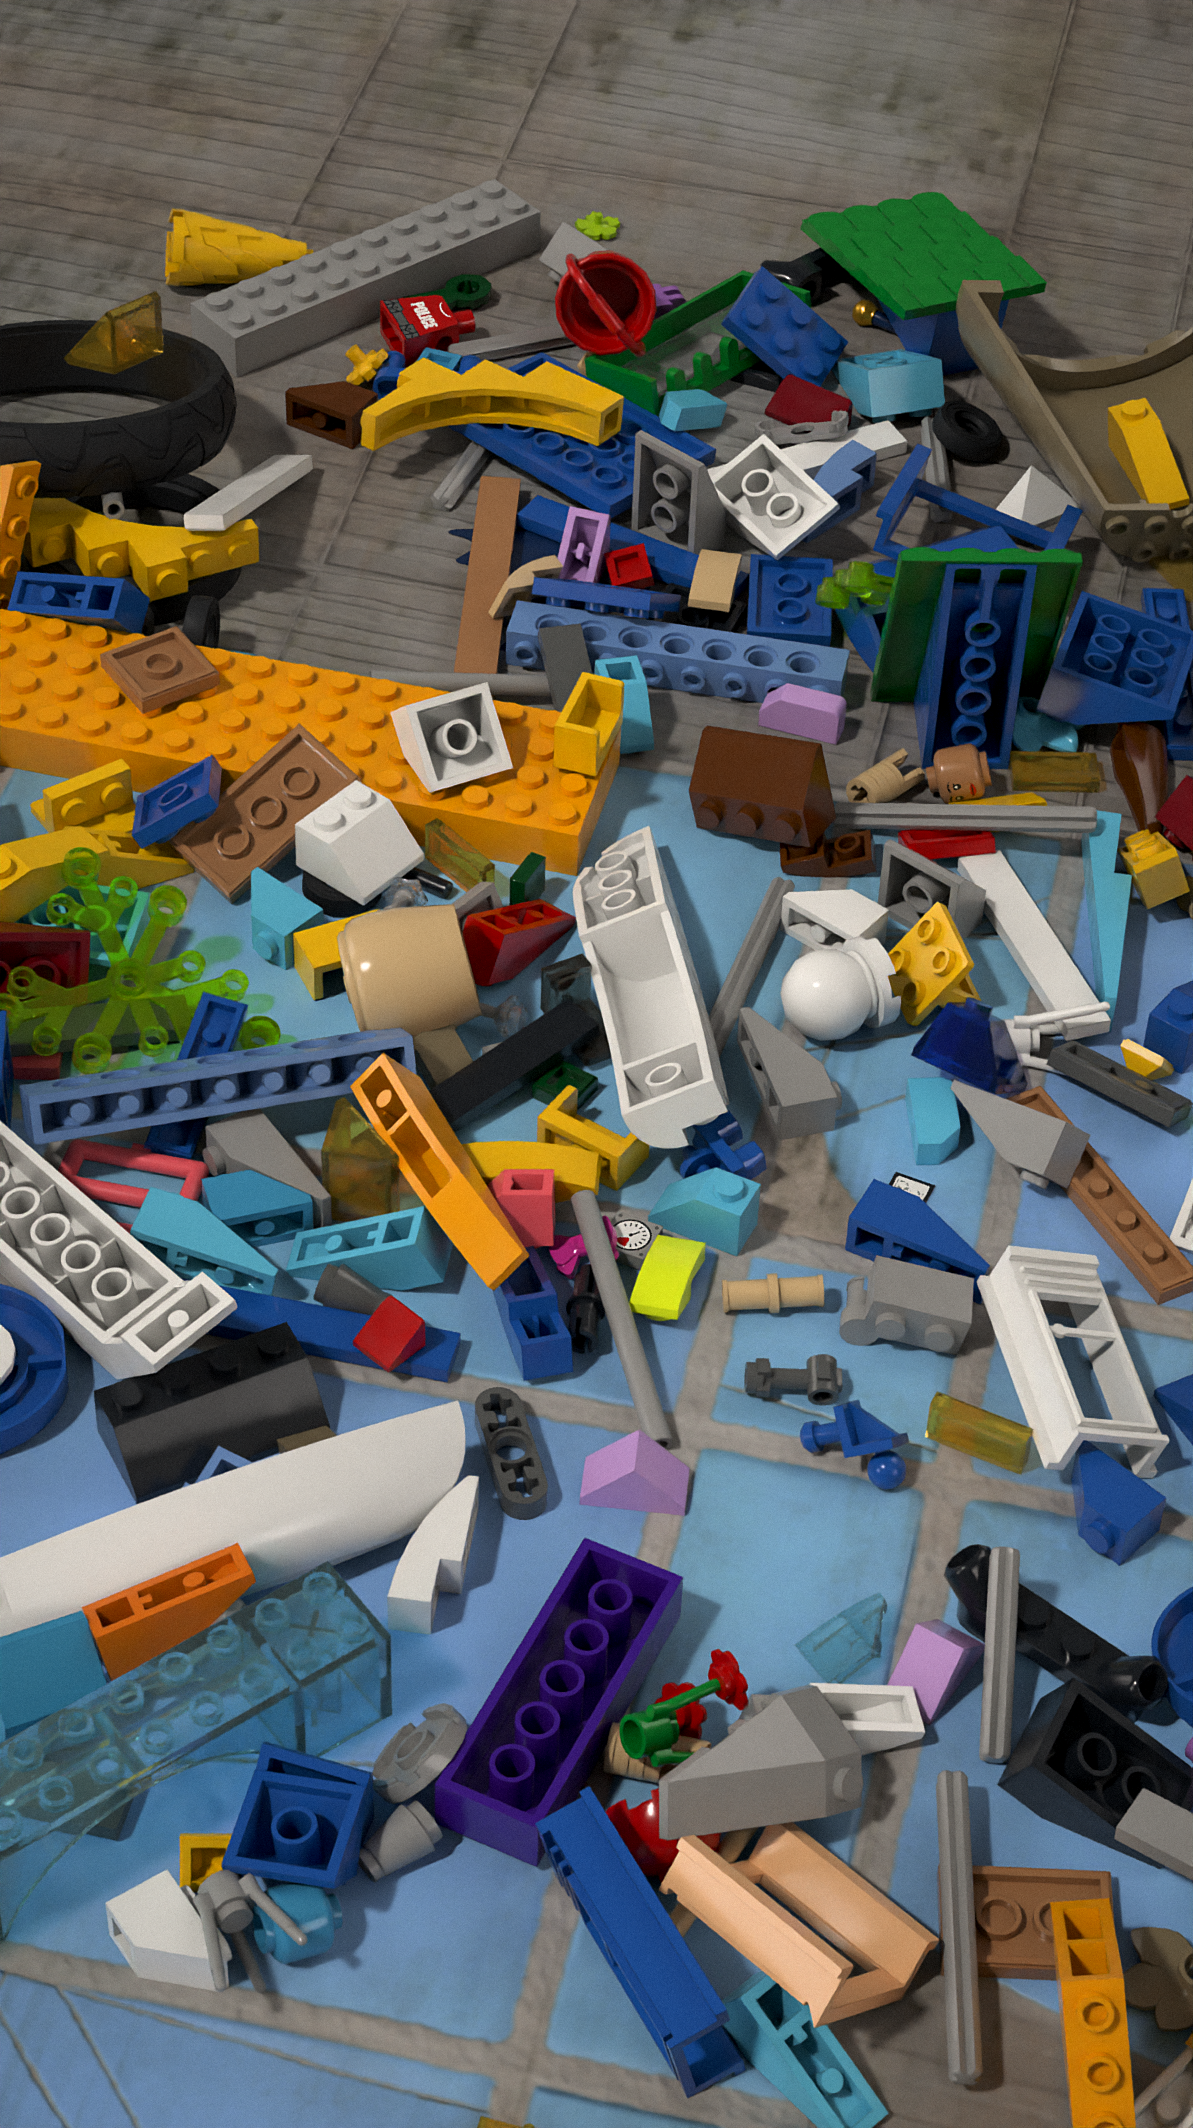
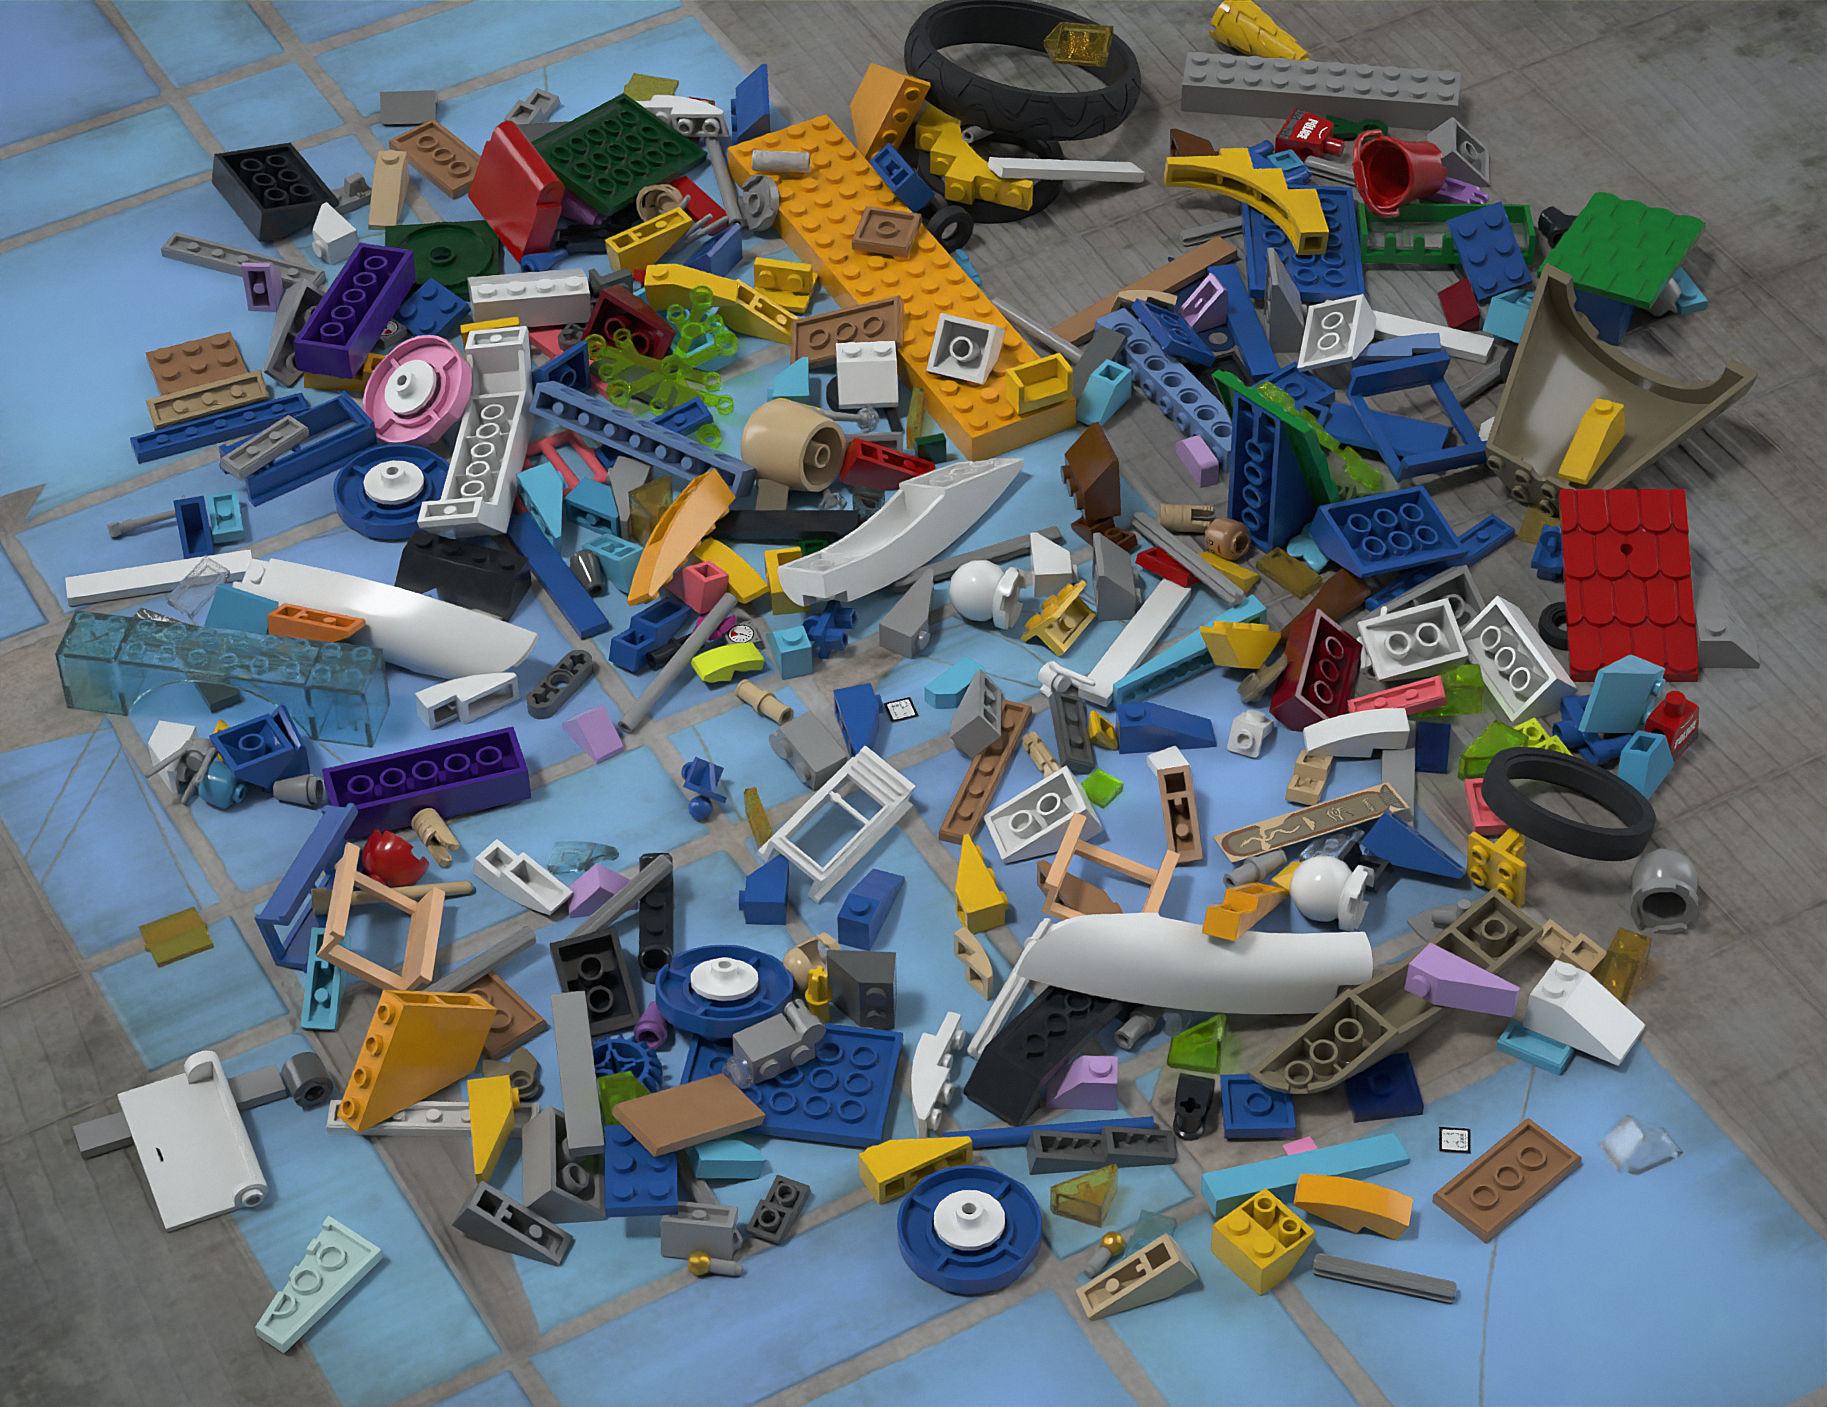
camera: 50 degrees right, 0 degrees up
(176, 802) = (811, 303): blue plate -> none
(364, 364) = (1244, 138): yellow plant -> none
(391, 1334) = (572, 598): red slope -> none
(418, 1753) = (342, 757): light grey tile -> none
(597, 227) = (1507, 137): lime plant -> none
(629, 567) = (1220, 330): red tile -> none
(679, 1712) = (430, 814): plant -> none
(691, 410) = (1382, 266): medium azure piece -> none
(714, 580) = (1248, 359): tan slope -> none
(770, 1770) = (449, 862): light grey wedge -> none
(820, 1379) = (727, 752): dark grey bar -> none
(821, 430) = (1421, 308): light grey piece -> none
(973, 1047) = (1009, 663): clear blue slope -> none
(1130, 1132) = (1040, 754): none -> tan axle

